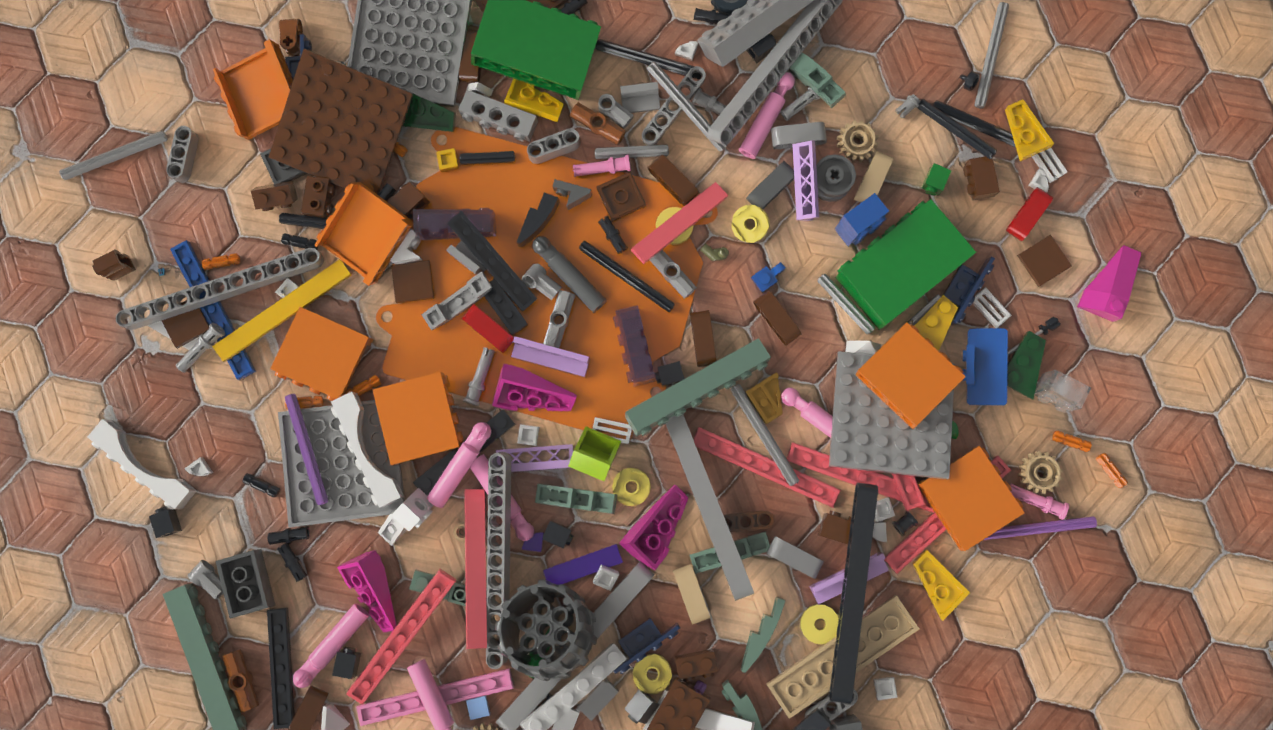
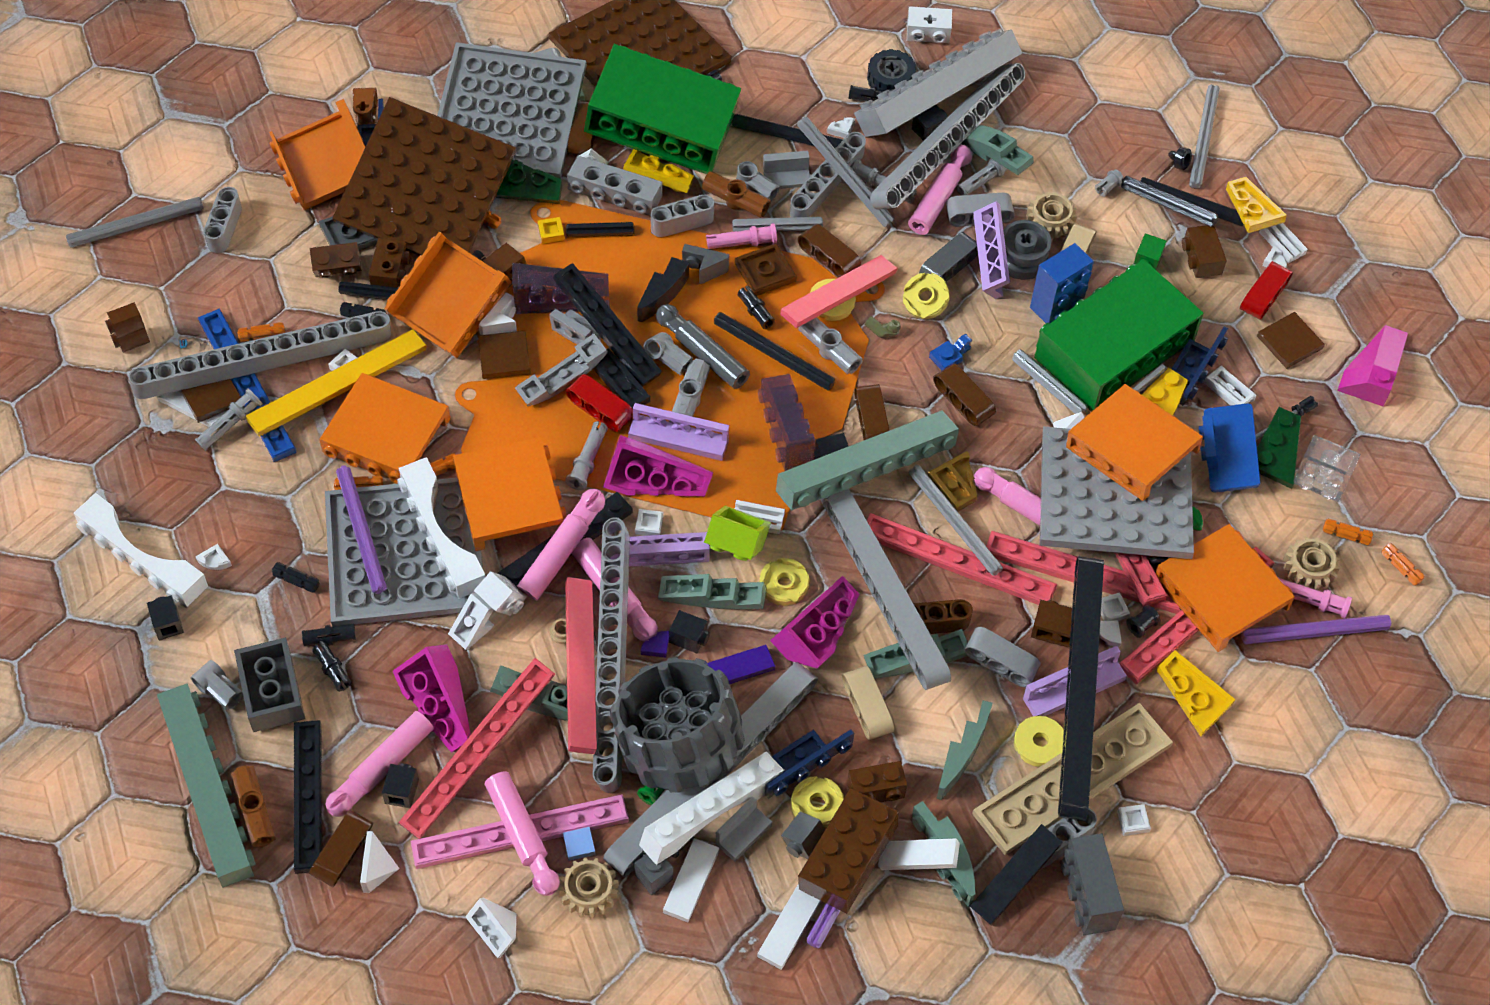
camera: 10 degrees left, 25 degrees down
(605, 577) = (753, 683): white tile -> none

